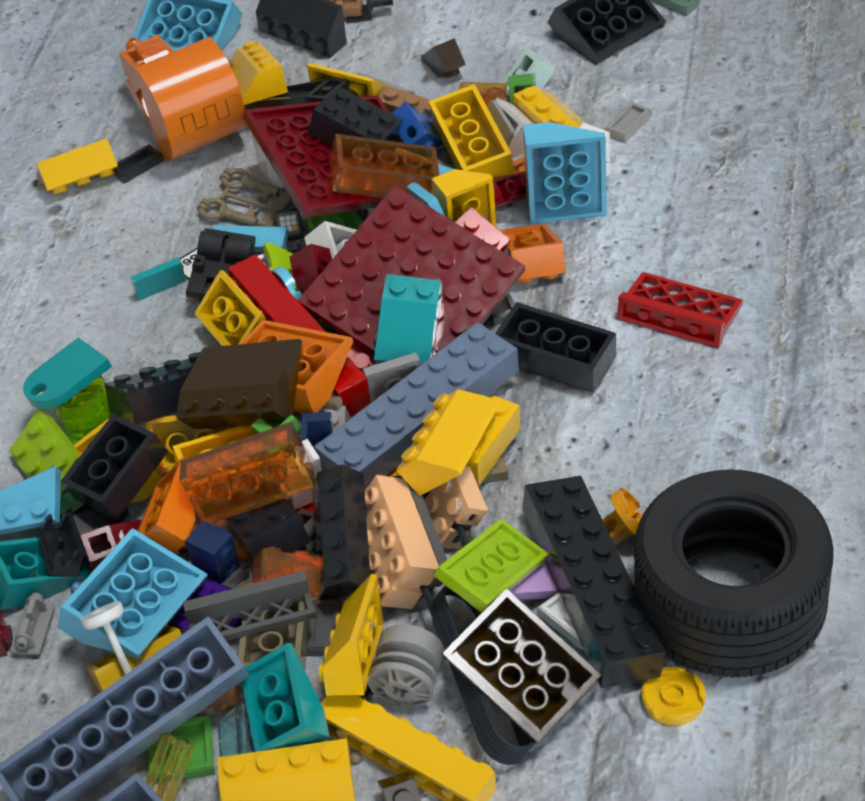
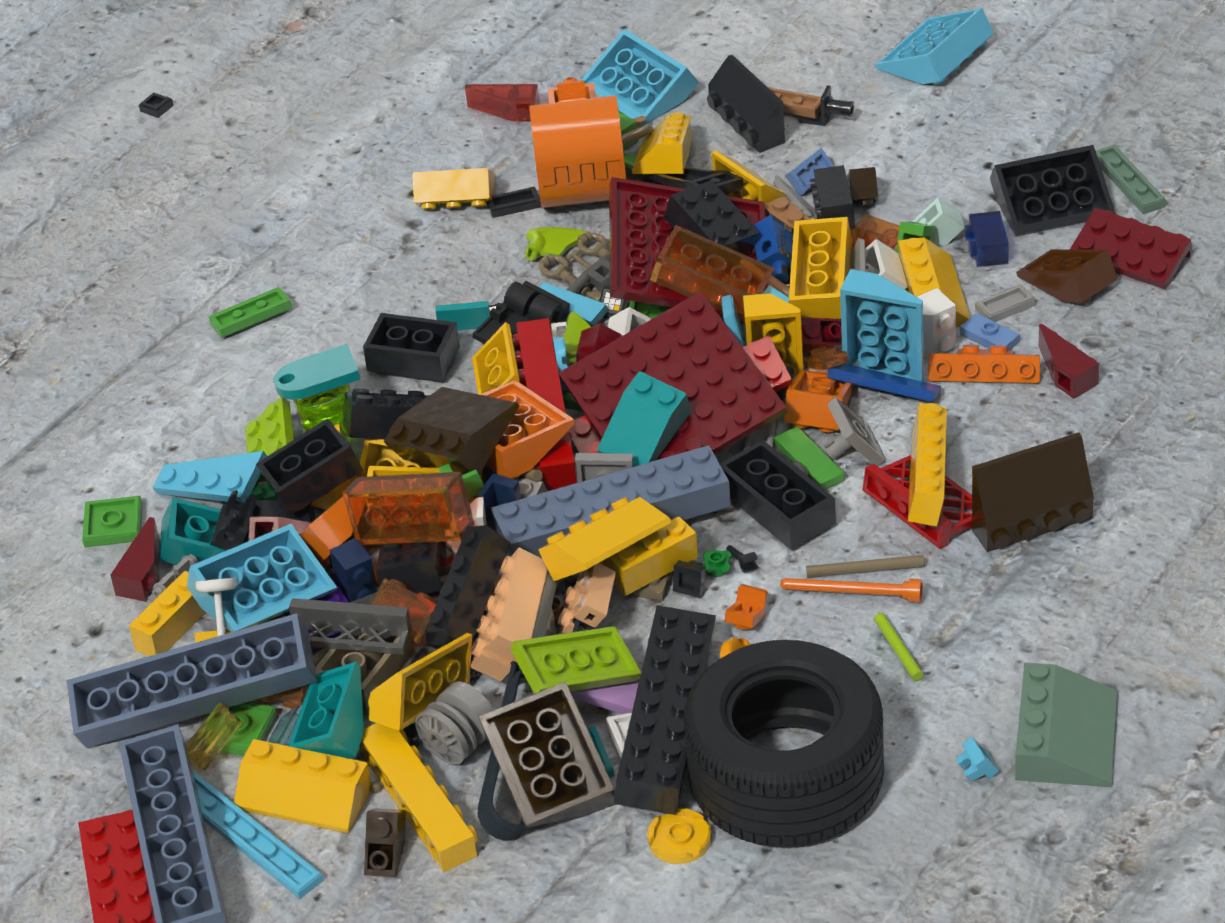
camera: 25 degrees right, 5 degrees down
(45, 664) = (166, 618): none -> yellow brick
(74, 77) = (503, 100): none -> clear red slope
(129, 321) = (411, 347): none -> black brick
(195, 187) = (550, 241): none -> lime arm
(258, 205) = (594, 276): none -> dark grey piece
(390, 60) = (801, 174): none -> medium blue plate
(429, 73) = (832, 194): none -> black brick
(516, 214) = (825, 358): none -> clear orange plate
(525, 449) = (689, 578): none -> black tile
(537, 427) = (717, 562): none -> green plate
(550, 301) = (801, 448): none -> bright green tile
(560, 417) = (746, 561): none -> black hand
(576, 218) = (884, 382): none -> blue tile
(580, 72) = (987, 239): none -> clear blue brick
(583, 274) = (853, 433): none -> light grey tile
(595, 458) = (748, 608): none -> orange bracket
(634, 150) = (988, 332): none -> medium blue plate
(651, 177) = (984, 365): none -> orange bracket
(666, 385) = (865, 566): none -> dark tan bar
(667, 80) = (1071, 273): none -> reddish brown slope
(673, 277) = (927, 464): none -> yellow brick
(701, 45) = (1135, 247): none -> dark red bracket
(716, 155) = (1068, 366): none -> dark red slope
(723, 393) = (908, 590): none -> orange piece
(746, 447) = (898, 647): none -> lime bar
(779, 274) = (1031, 492): none -> dark brown slope

